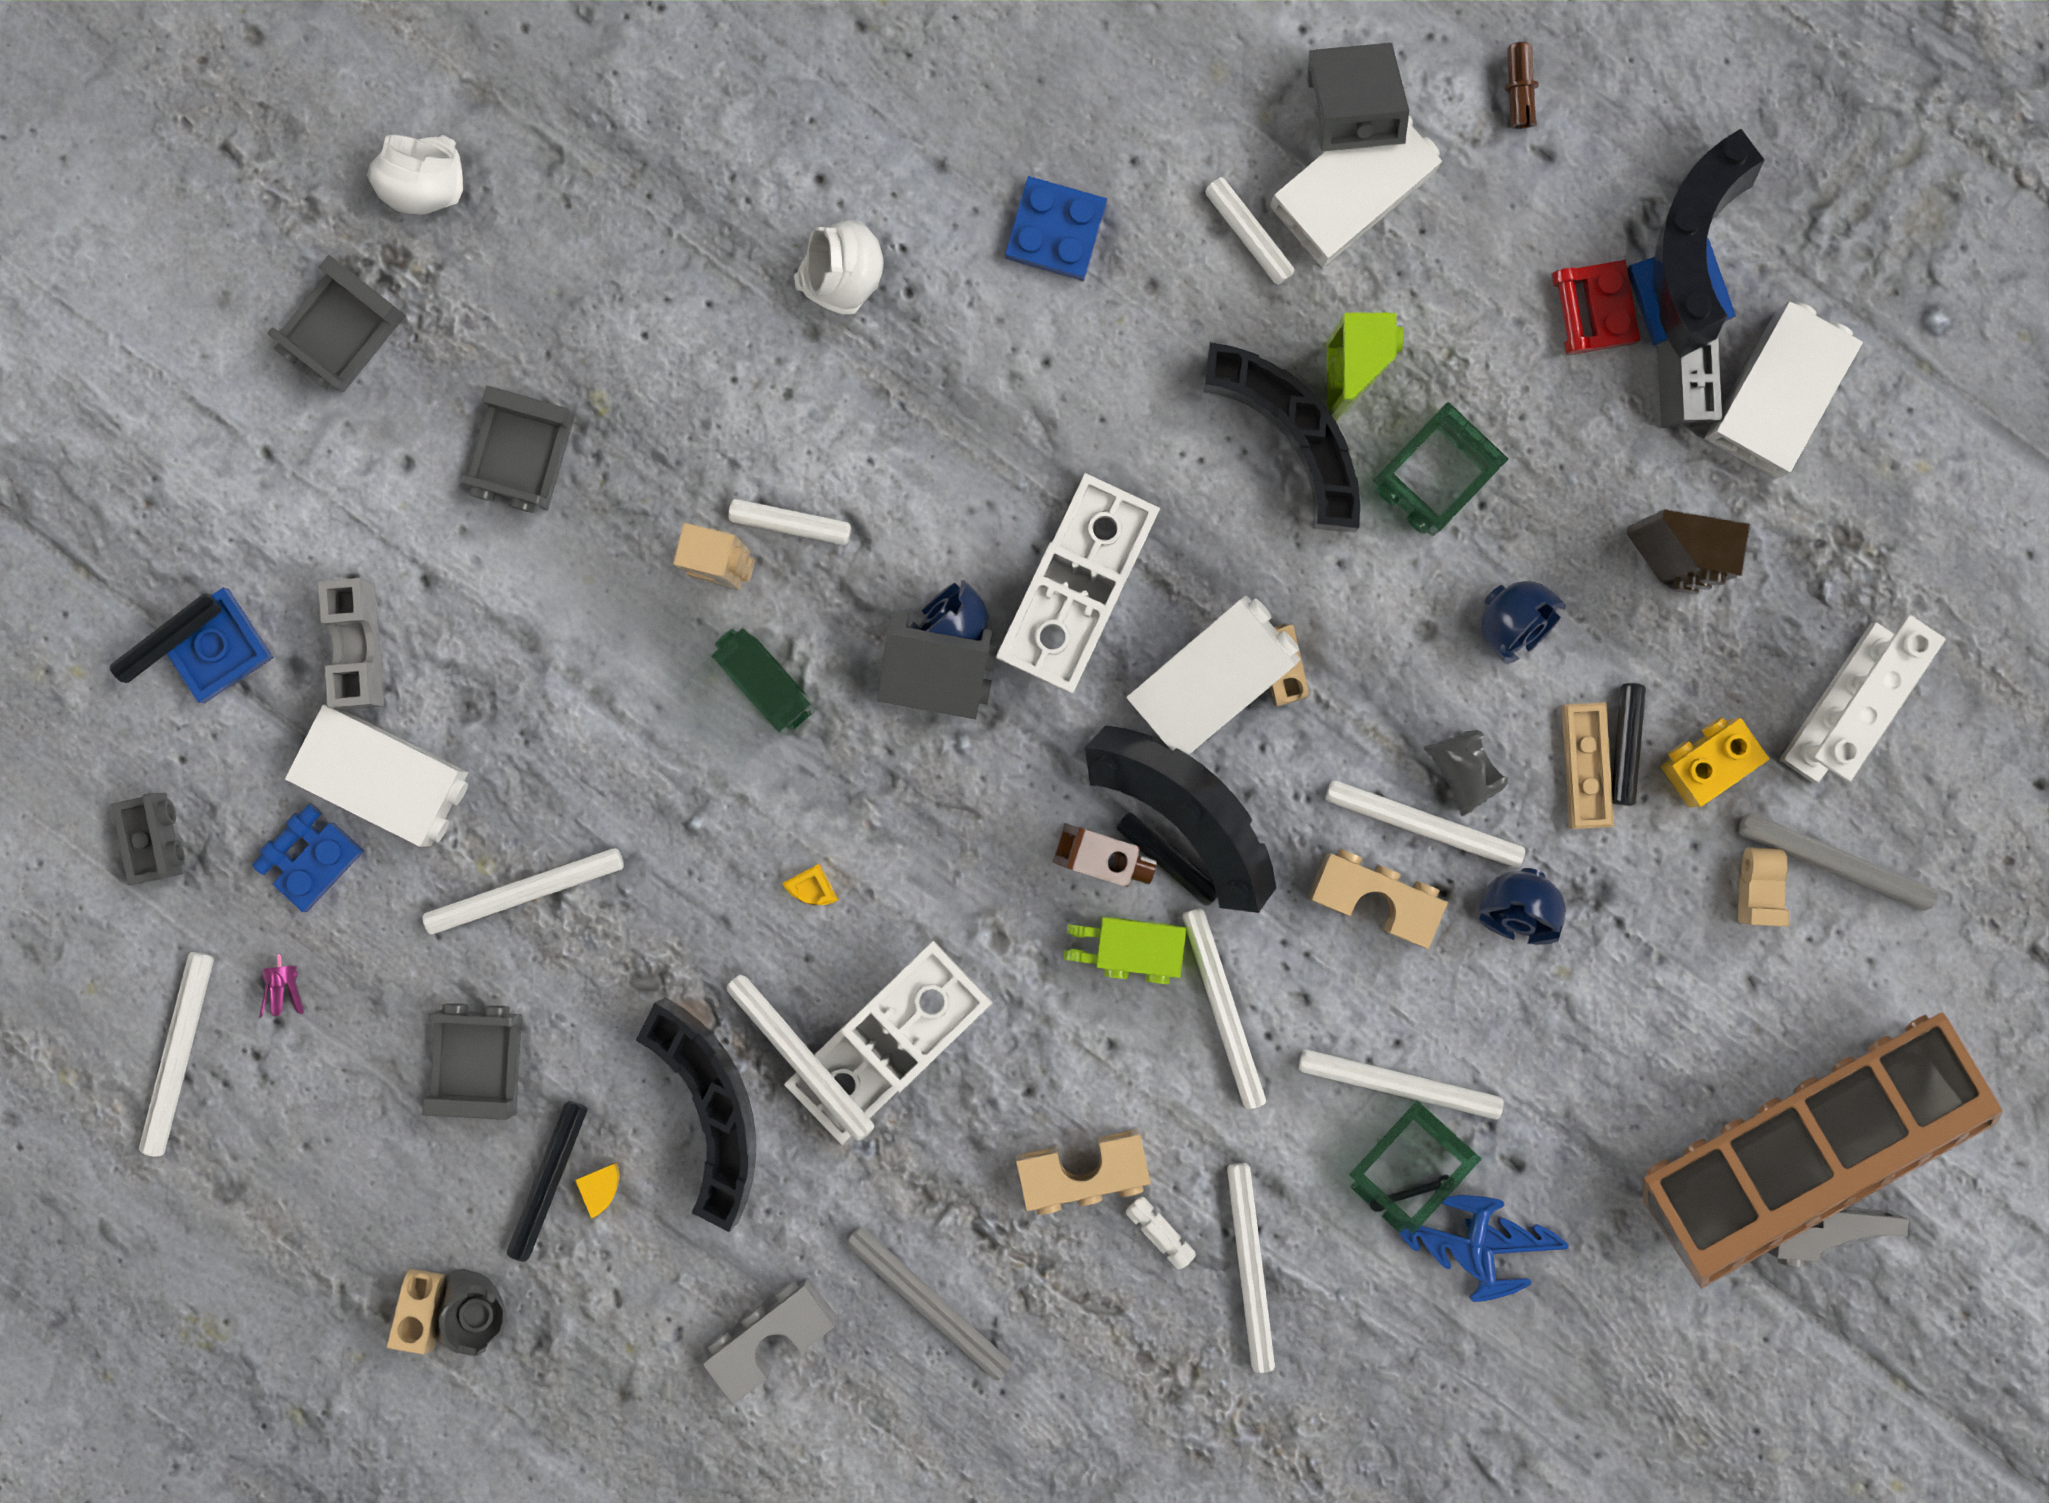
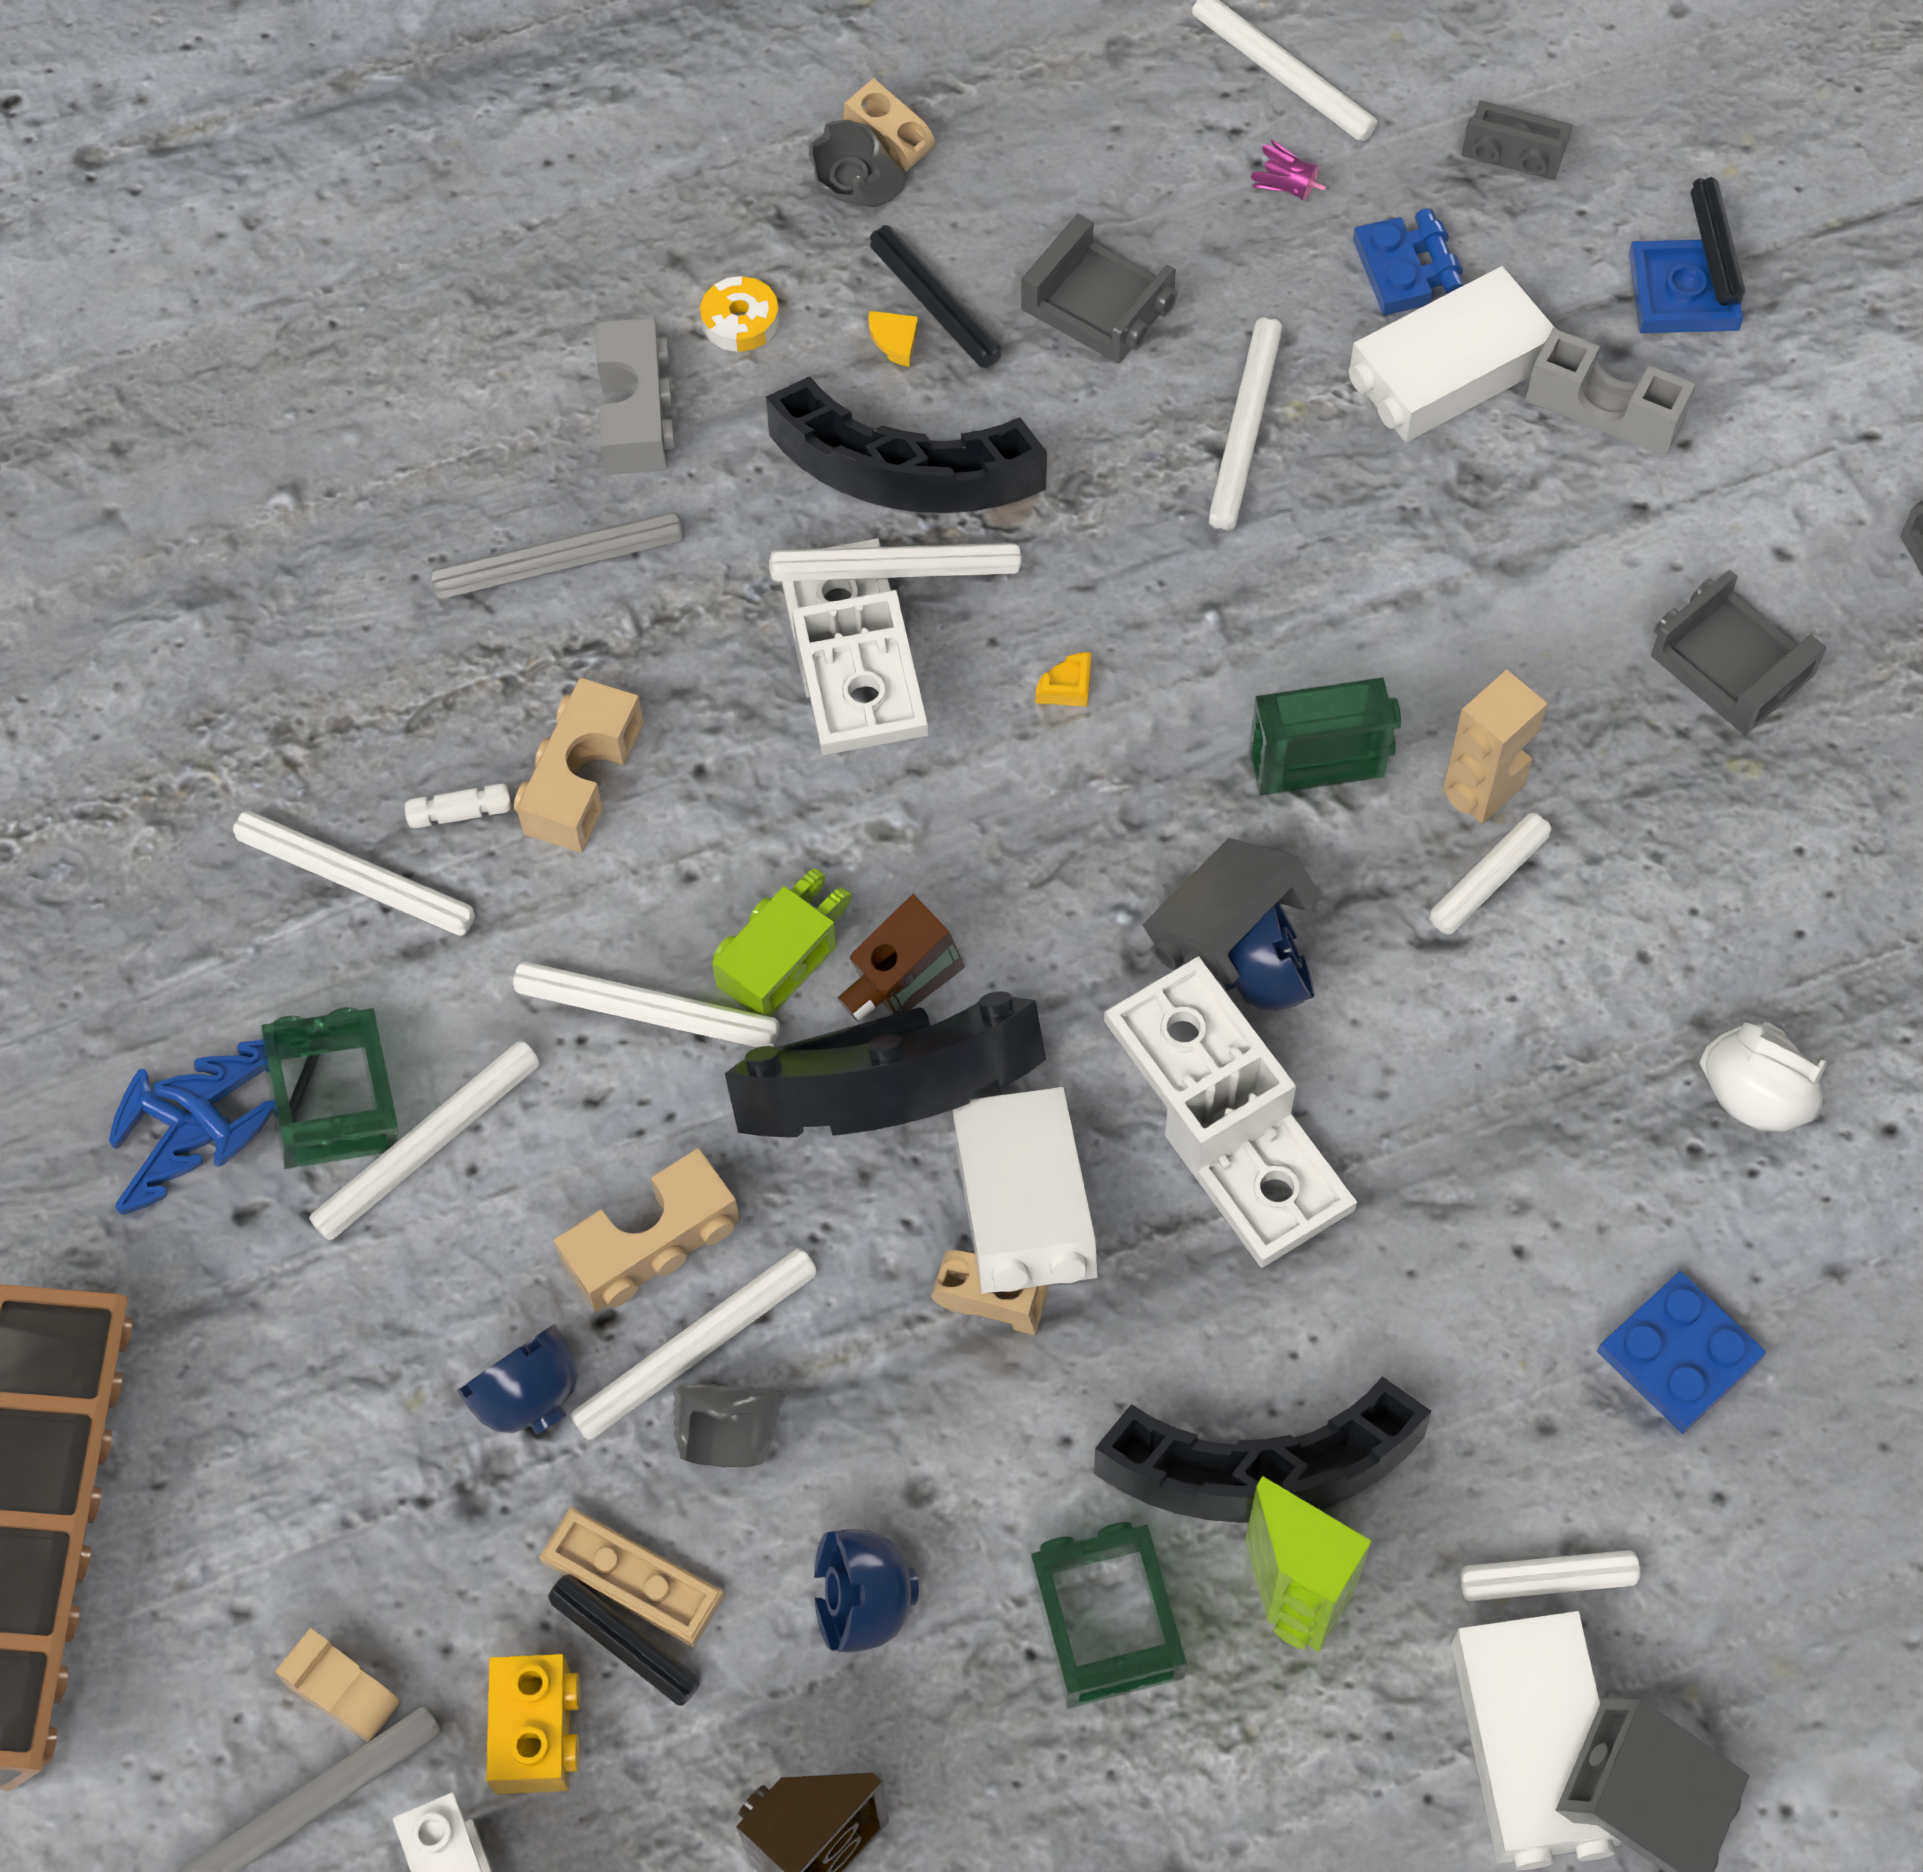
camera: 125 degrees right, 25 degrees down
(636, 1329) = (742, 331): none -> yellow piece

